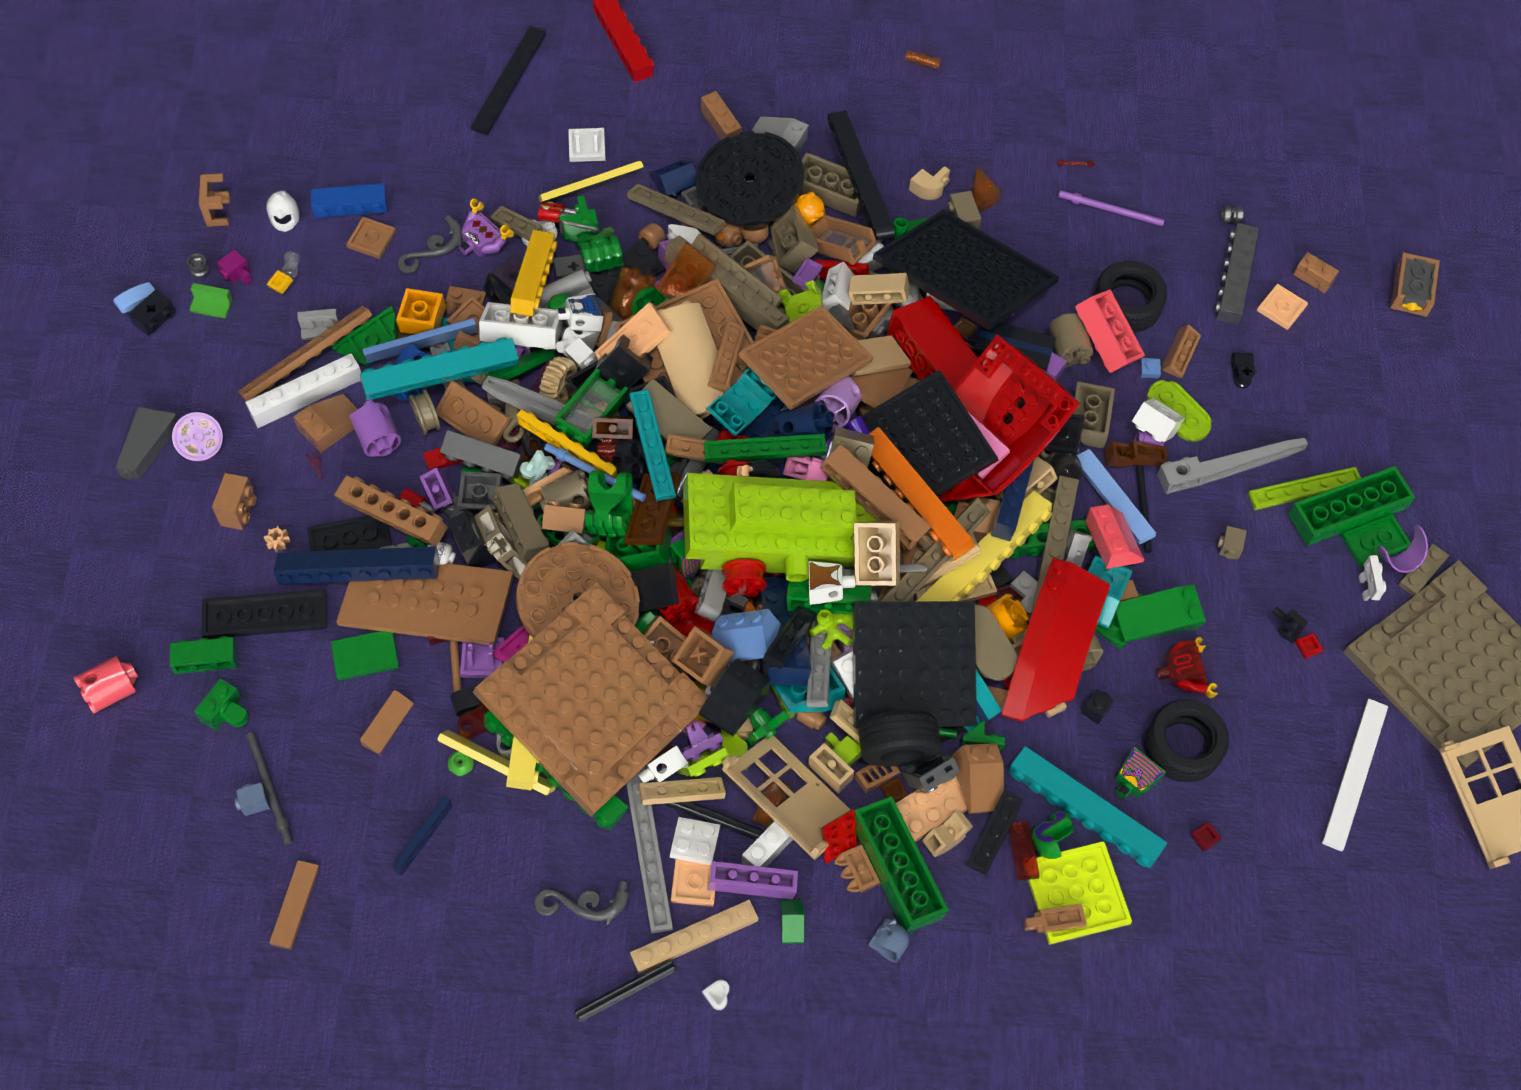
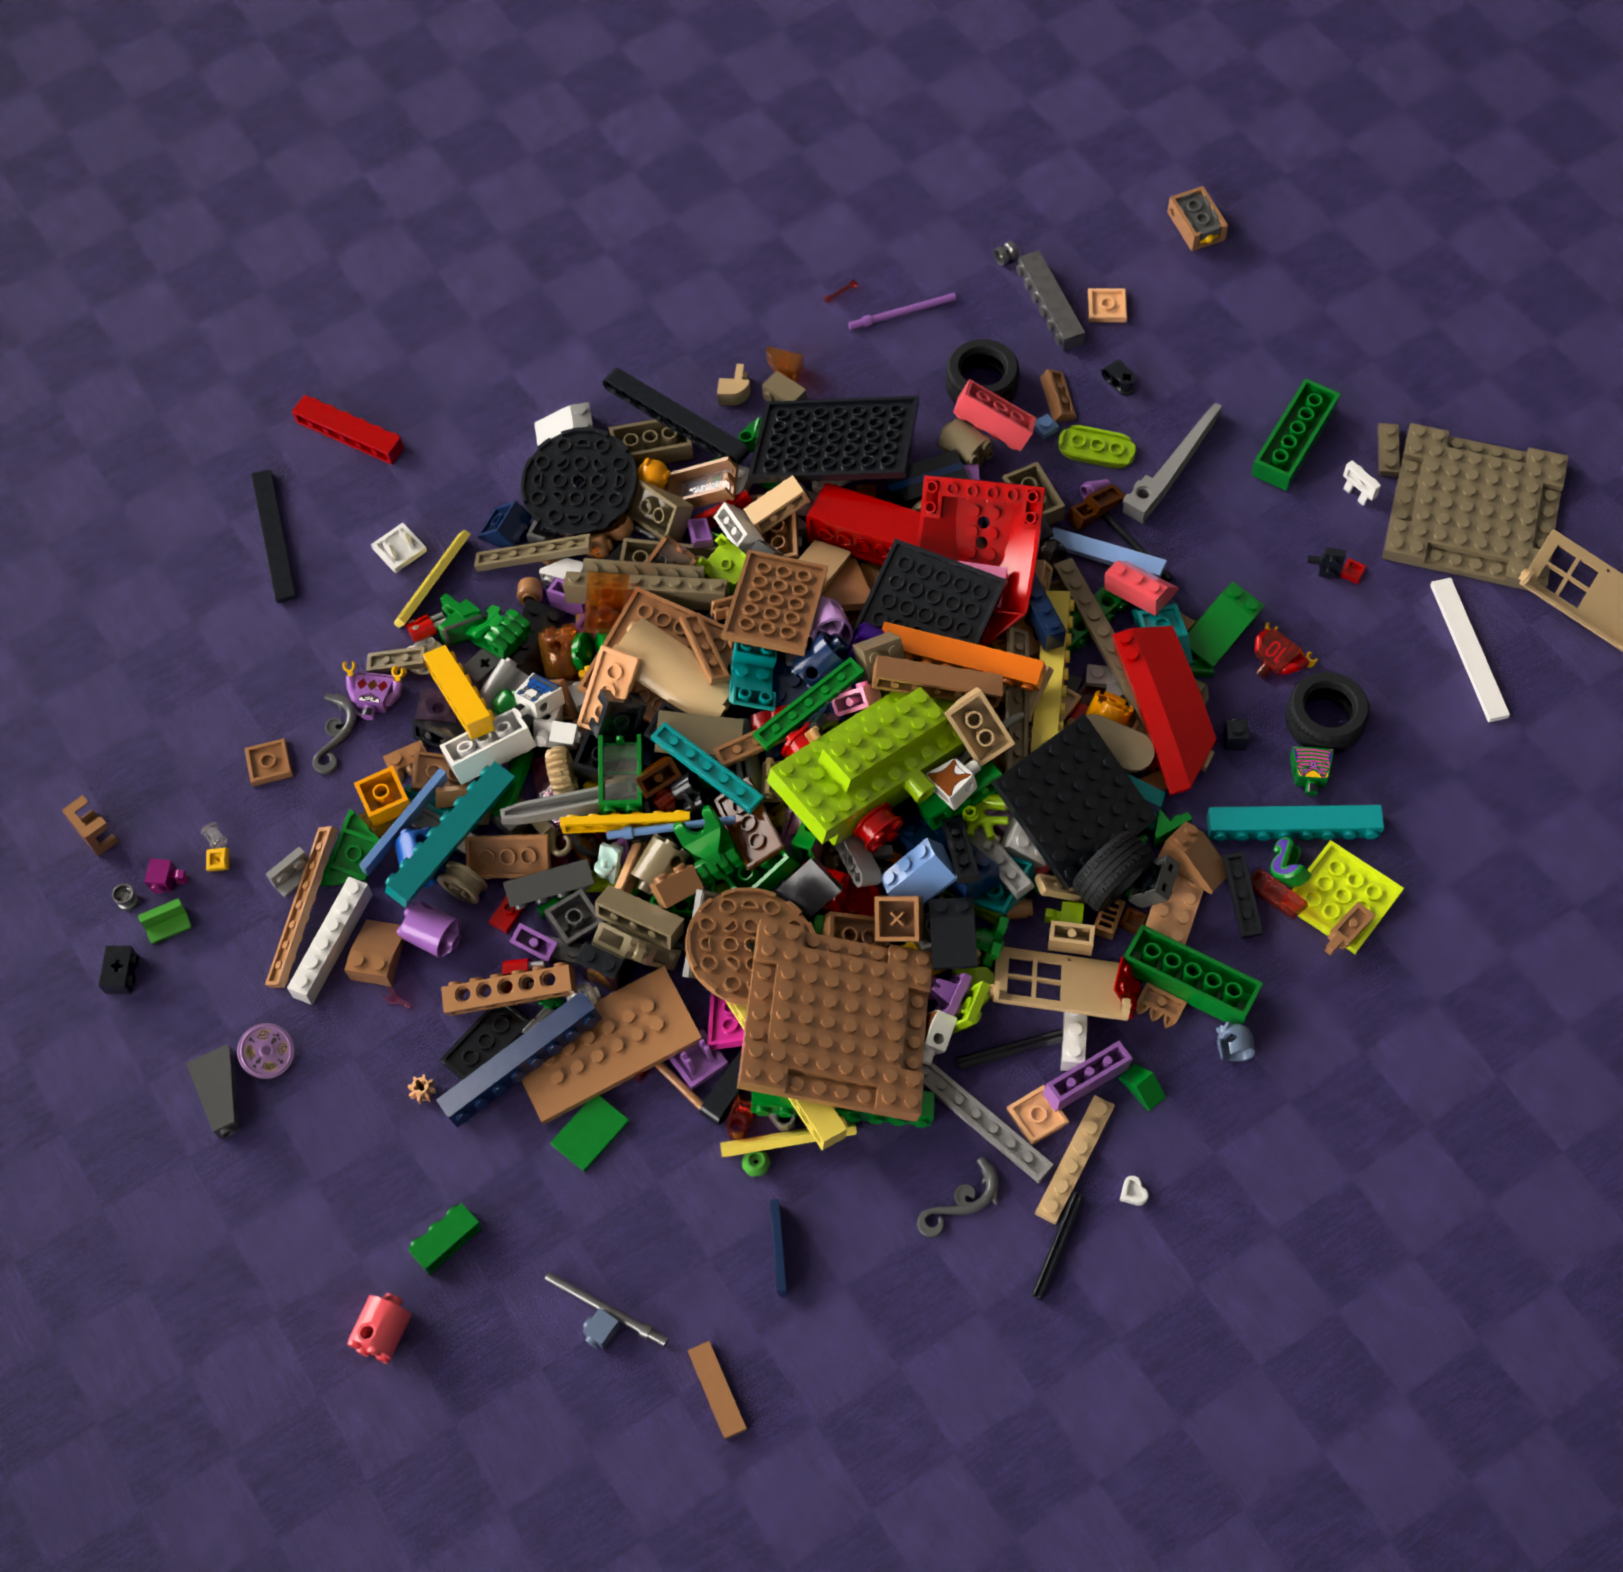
camera: 30 degrees left, 0 degrees up
(131, 298) = (87, 968): light blue slope -> none
(221, 706) = (503, 1270): green brick -> none
(234, 501) = (356, 1083): medium nougat brick -> none
(264, 613) = (467, 1163): black plate -> none
(280, 205) = (161, 788): white piece -> none
(349, 200) = (219, 742): blue brick -> none
(386, 722) = (661, 1176): medium nougat slope -> none
(681, 791) = (965, 1047): tan plate -> none
(695, 841) = (1010, 1080): white plate -> none
(719, 116) = (502, 446): medium nougat brick -> none
(776, 797) = (1047, 1017): clear orange slope -> none
(922, 59) = (635, 282): clear orange pin -> none
(948, 834) = (1208, 922): tan brick -> none
(1076, 547) = (1114, 613): light grey hinge -> none
(1158, 420) = (1092, 465): white brick -> none
(1206, 836) = (1402, 779): dark red plate -> none
(1232, 542) = (1229, 527): dark tan brick -> none
(1300, 488) = (1245, 445): lime tile -> none
(1316, 272) = (1112, 258): medium nougat brick -> none
(1366, 538) = (1334, 450): green tile -> none
(1412, 557) = (1373, 442): medium lavender piece -> none

